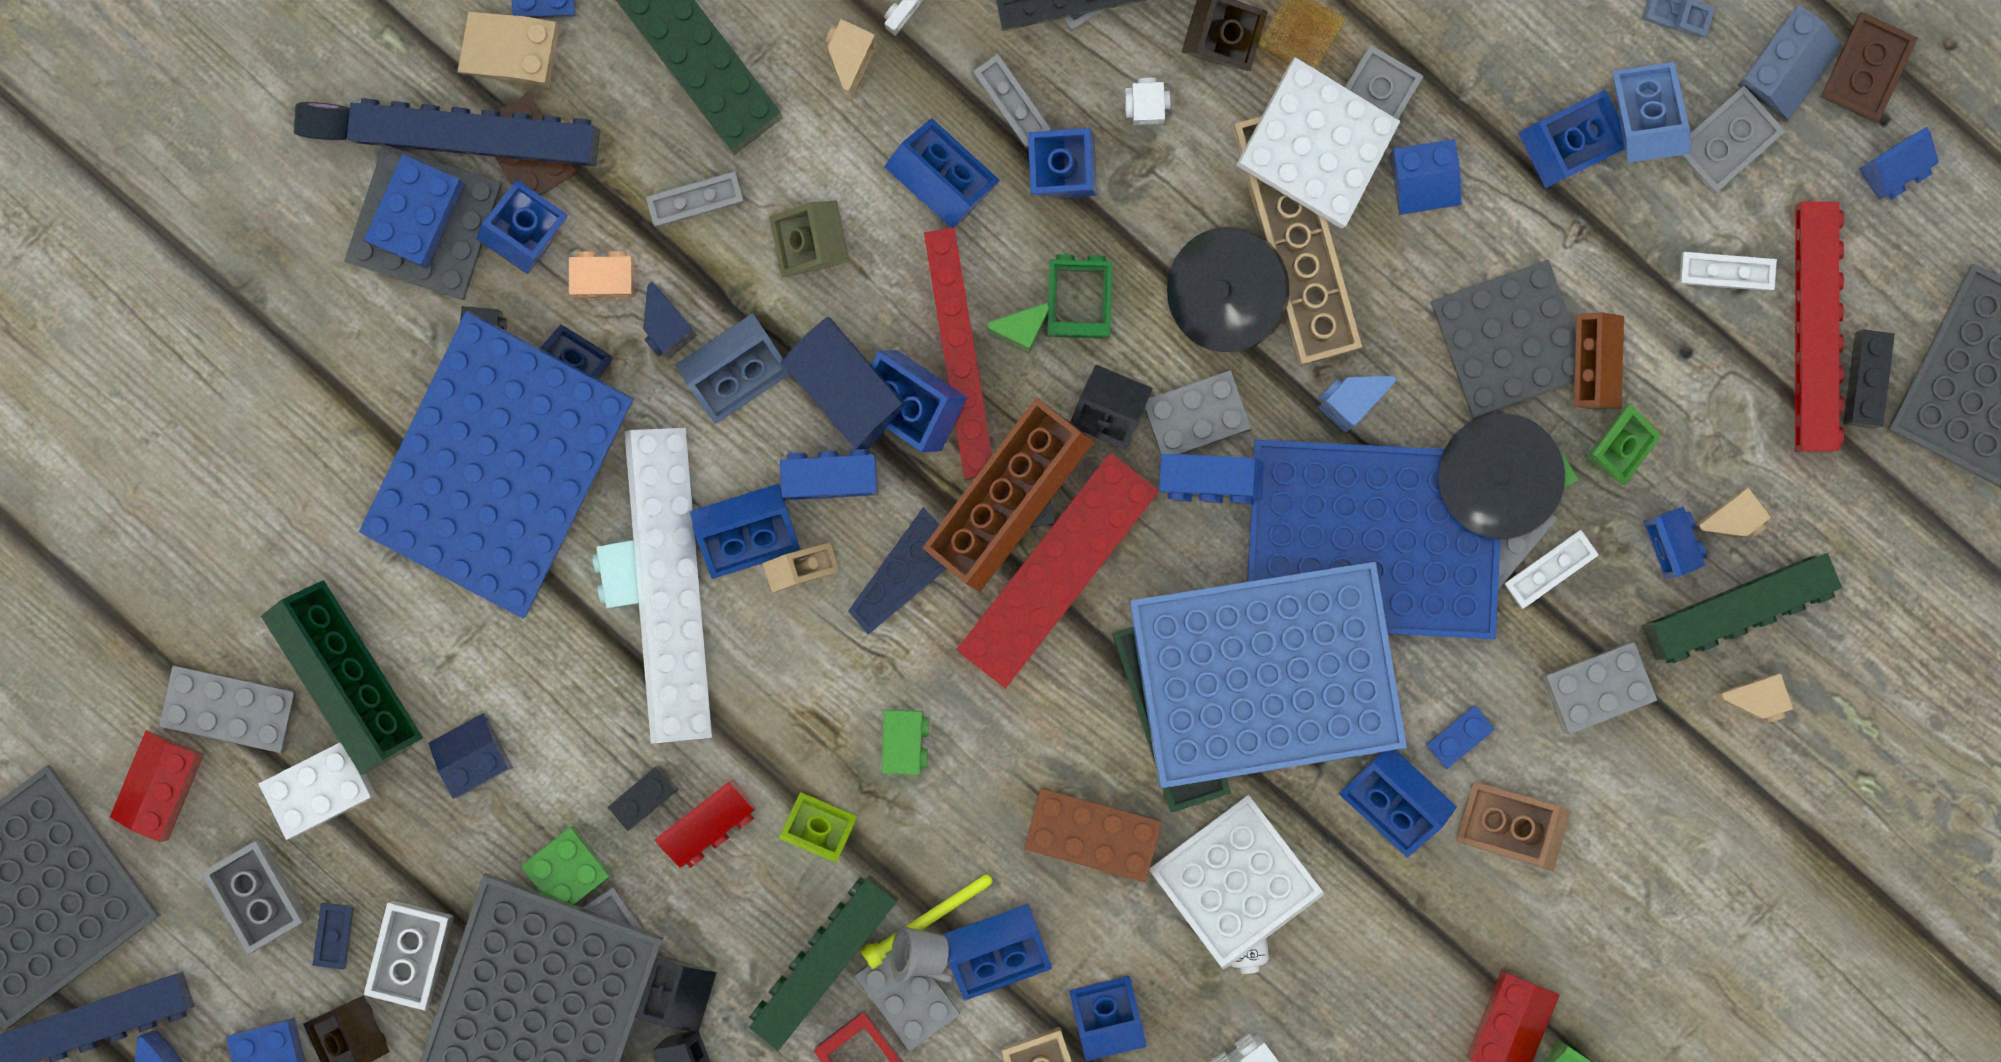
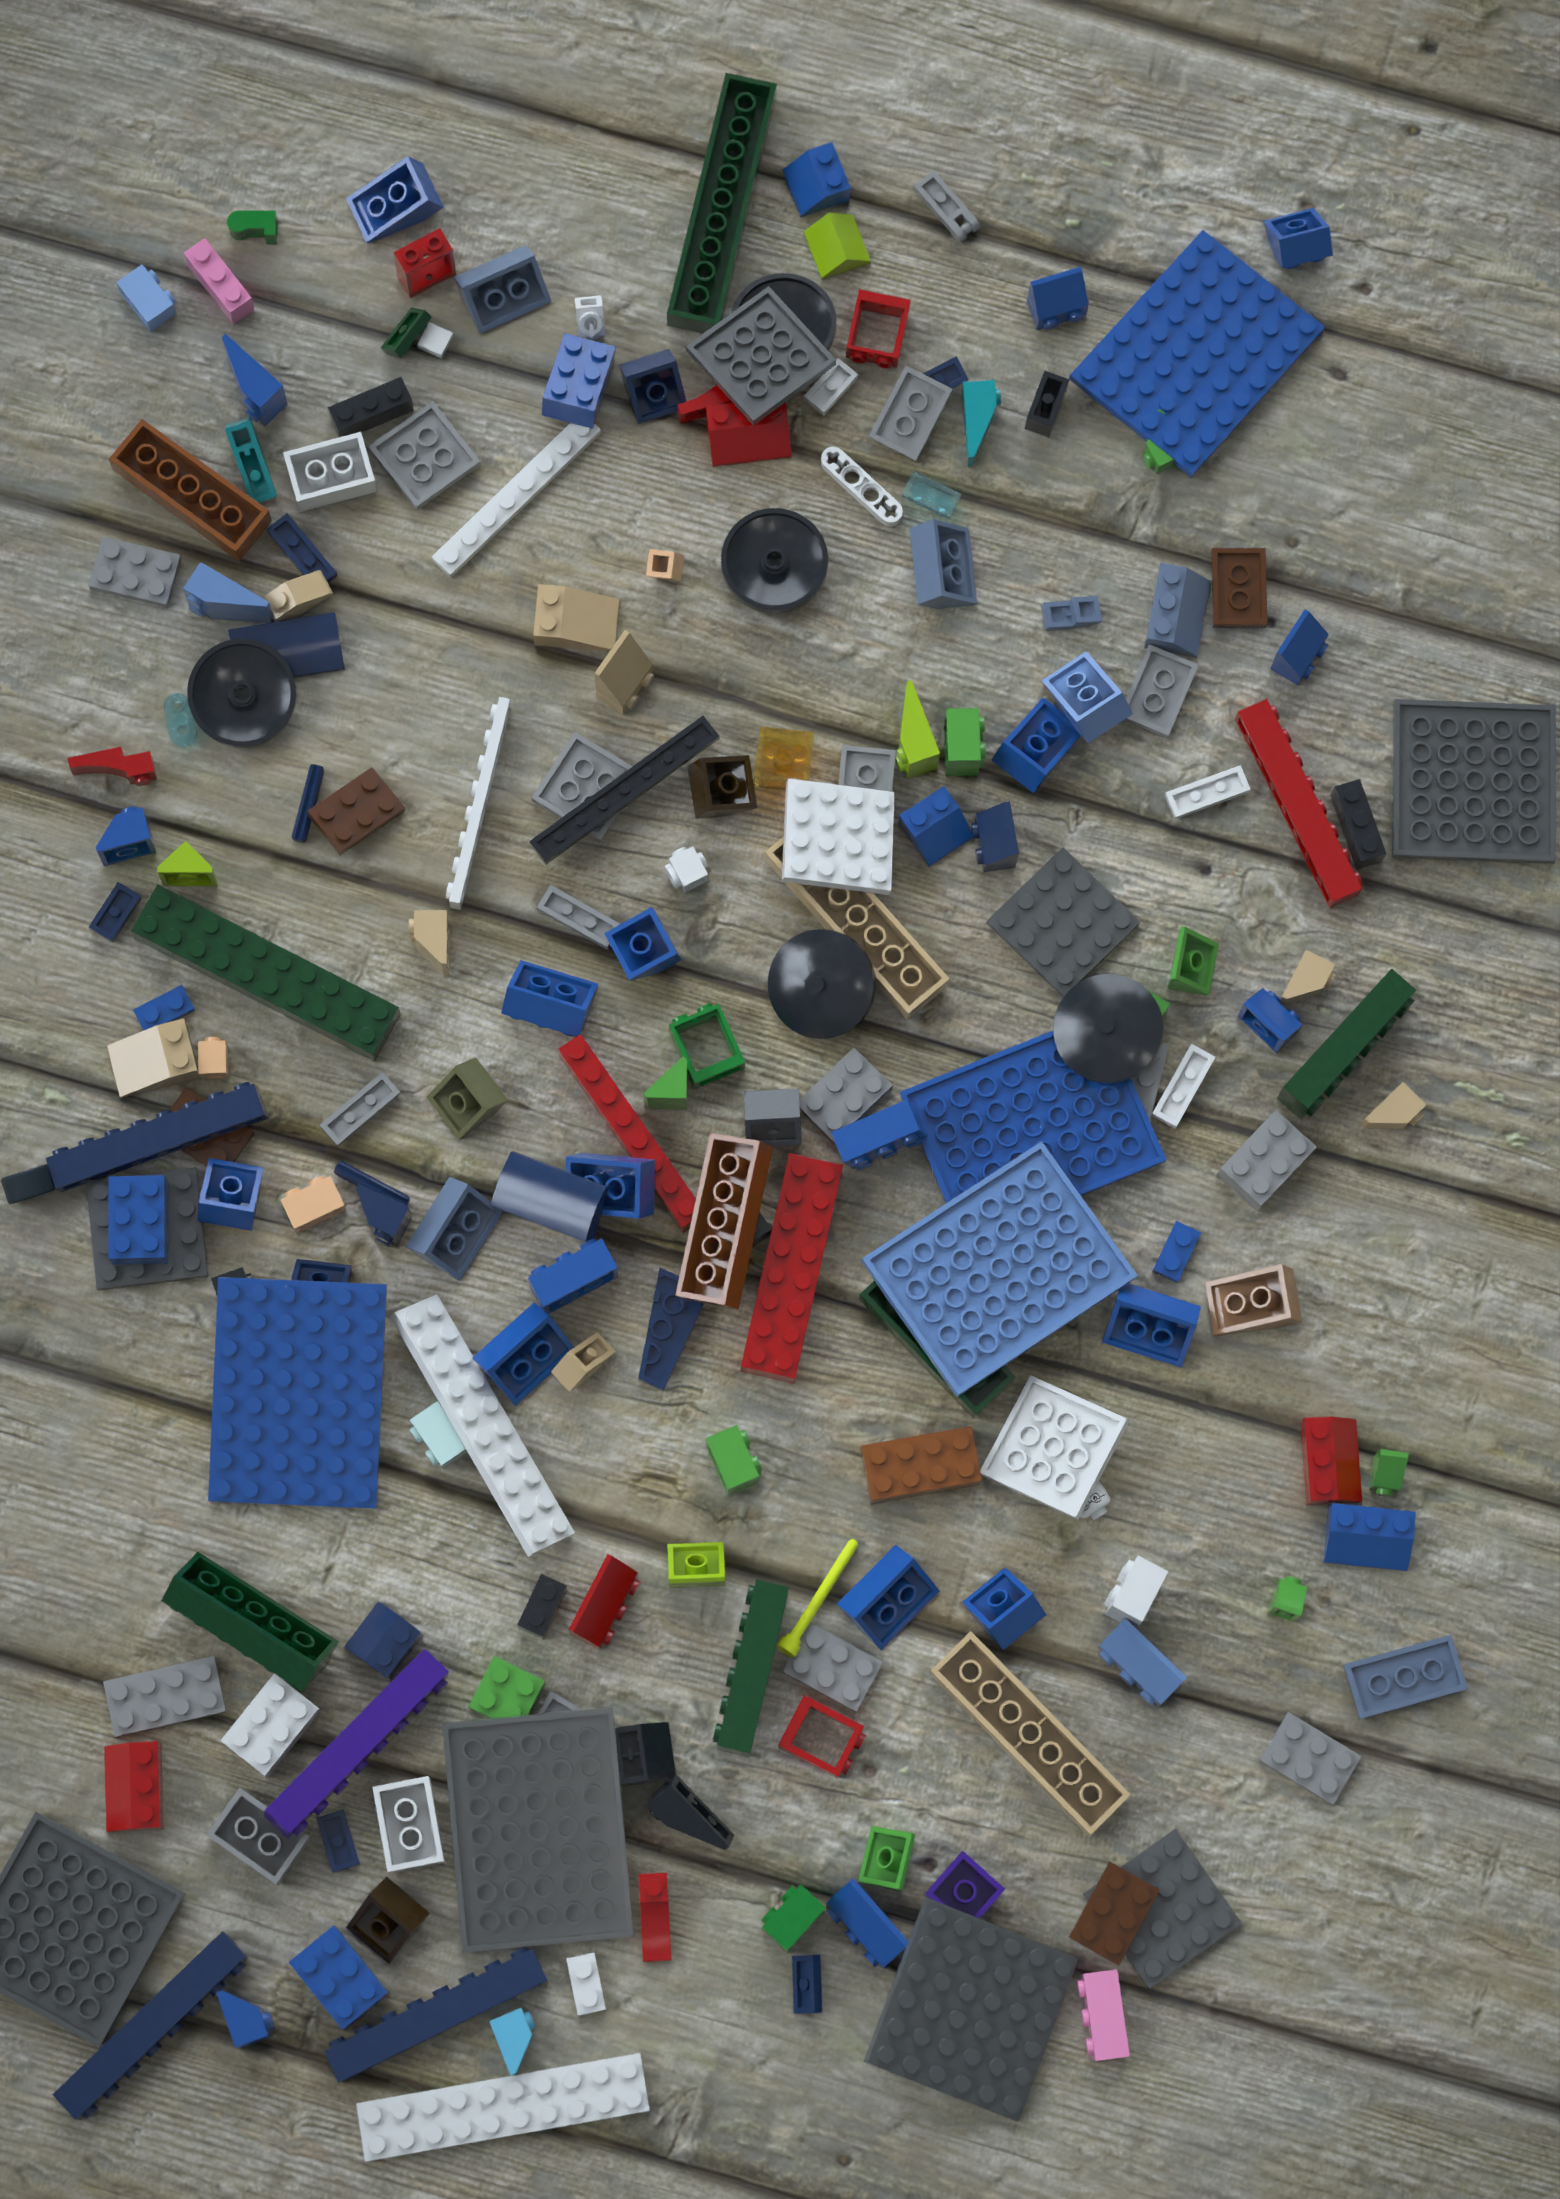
camera: 30 degrees left, 10 degrees down
(391, 851) = (356, 1744): none -> dark purple brick
(569, 76) = (213, 1058): none -> light nougat brick
(671, 283) = (357, 1177): none -> dark blue axle
(919, 954) = (826, 1624): light grey hat -> none
(1350, 400) = (960, 1021): medium blue slope -> none
(1447, 82) = (917, 745): none -> lime slope
(1482, 219) = (995, 838): none -> dark blue slope
(1497, 100) = (962, 742): none -> bright green brick
(1599, 361) = (1141, 906): dark orange brick -> none

